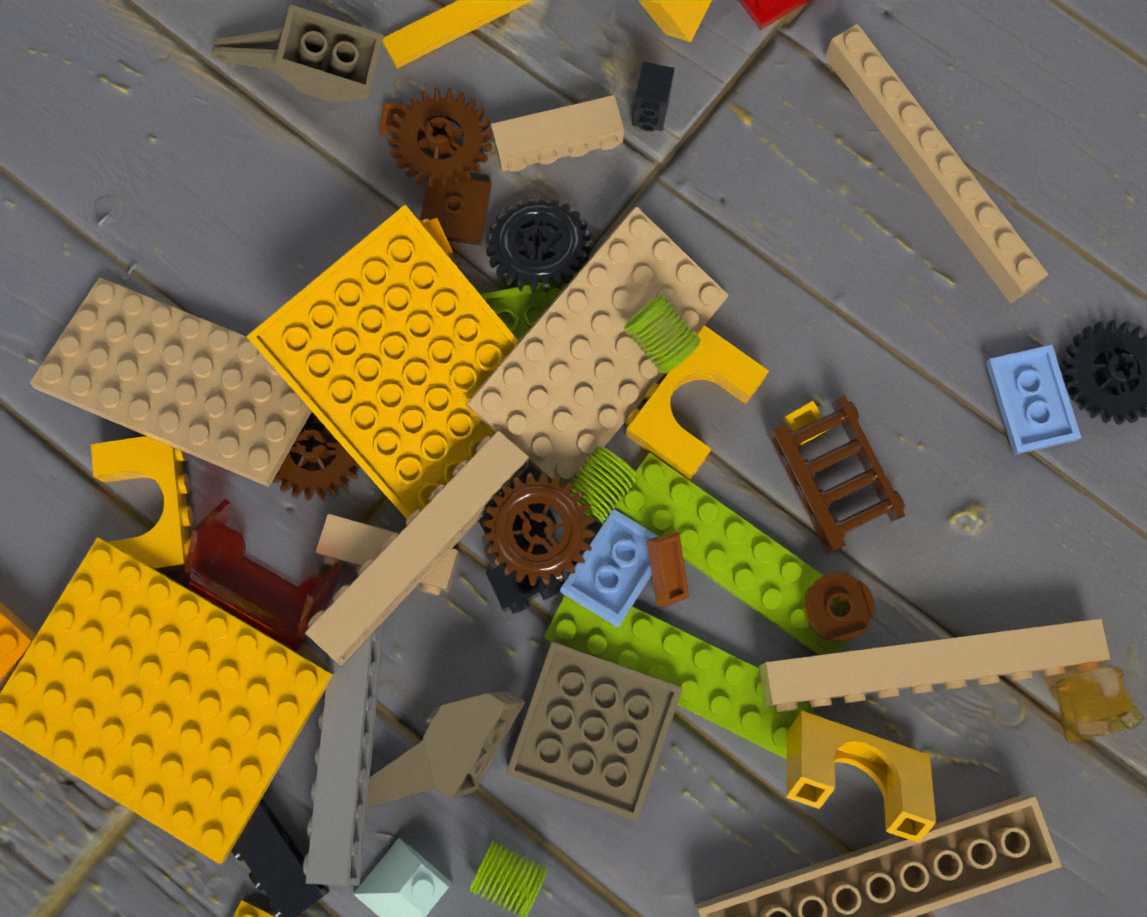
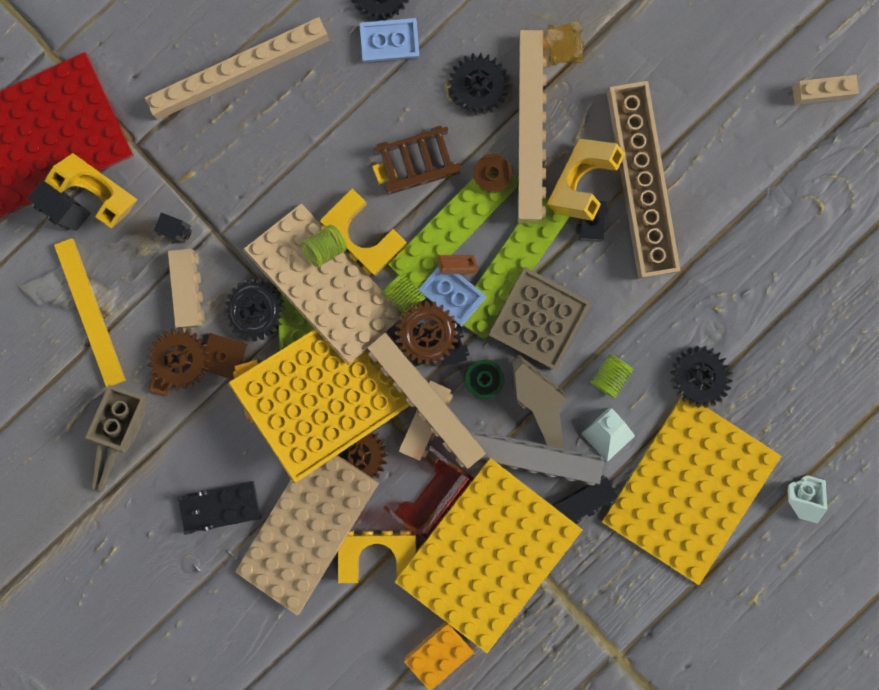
camera: 80 degrees left, 10 degrees up
(205, 238) = (219, 507): none -> black hinge
(456, 635) = (491, 370): none -> dark green brick
(765, 807) = (594, 232): none -> black brick
(1008, 589) = (495, 76): none -> black gear

